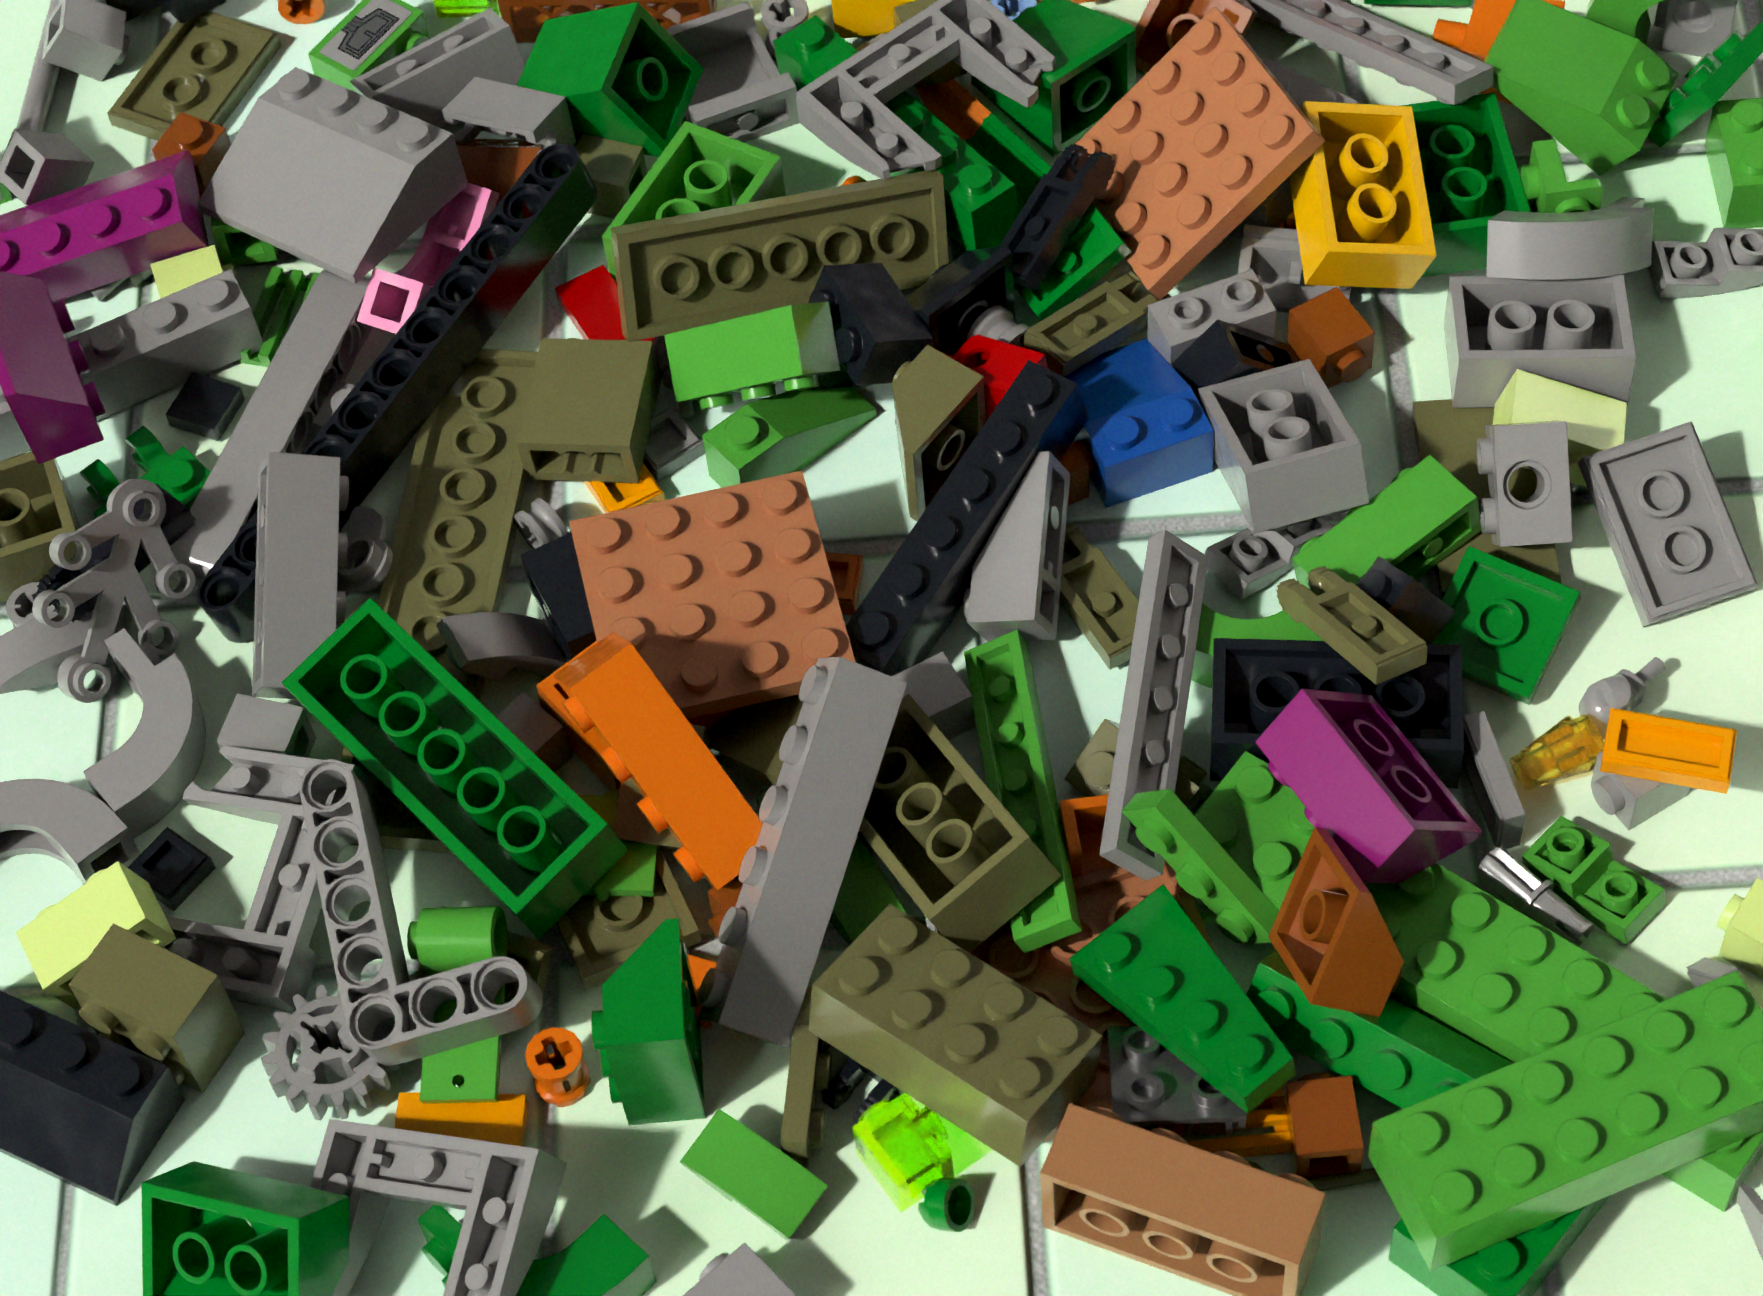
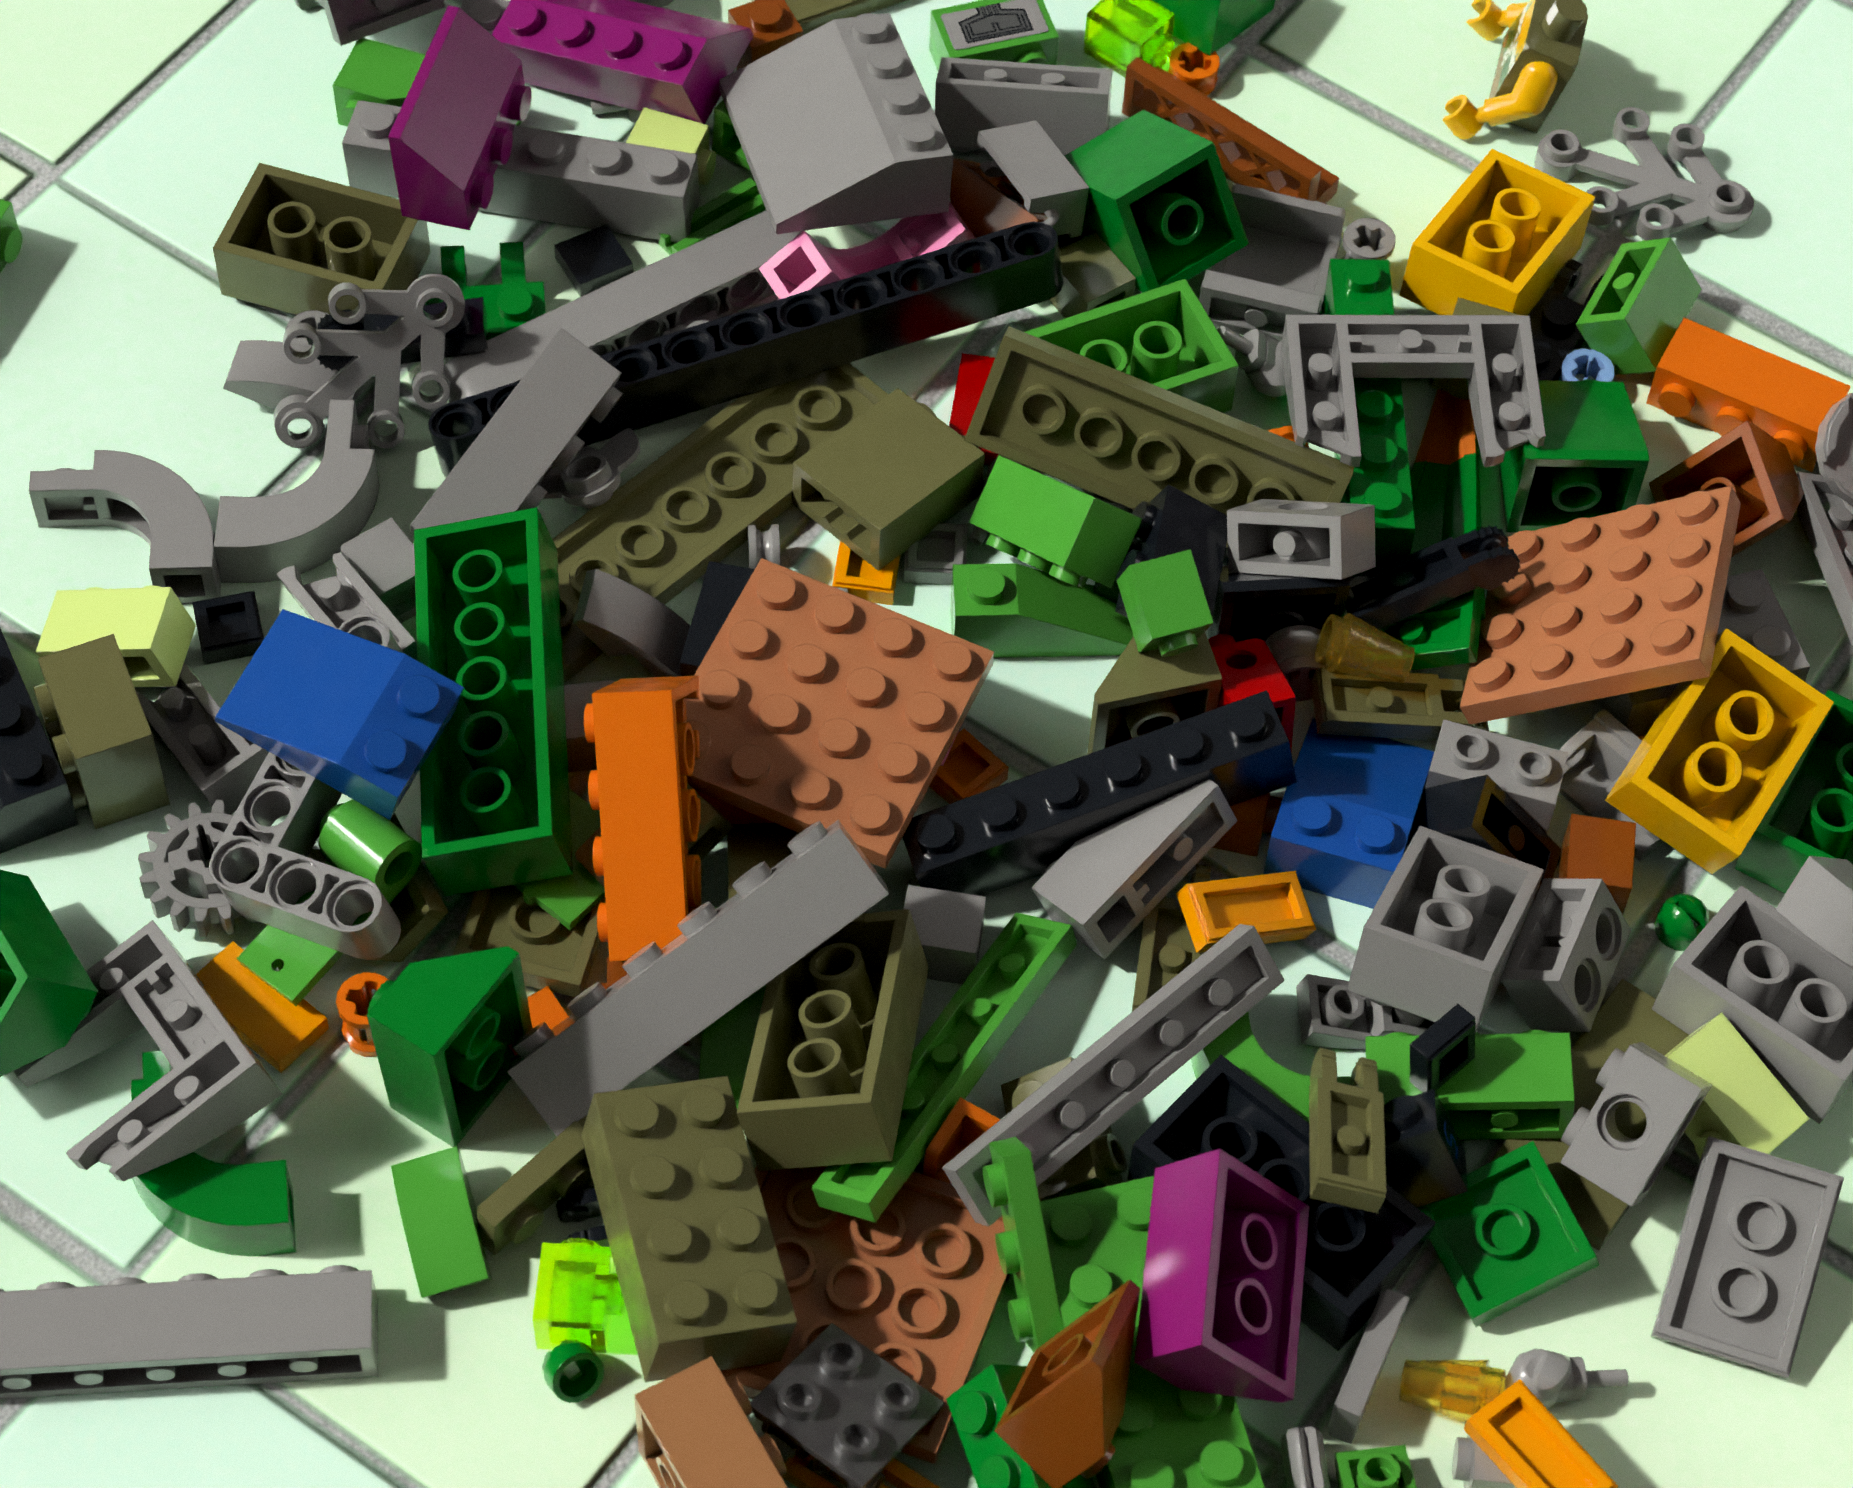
camera: 30 degrees right, 0 degrees up
(367, 844) = (341, 709): none -> blue slope
(792, 142) = (1259, 358): none -> light grey piece
(907, 346) = (1165, 603): none -> bright green brick
(945, 243) = (1301, 538): none -> light grey brick
(1046, 296) = (1361, 650): none -> clear yellow cone
(1121, 534) = (1266, 901): none -> light orange tile
(1184, 997) = (908, 1347): green wing -> none
(1364, 523) = (1442, 1050): none -> black tile
(1374, 406) = (1566, 954): none -> light grey brick
(1414, 337) = (1675, 921): none -> green hinge

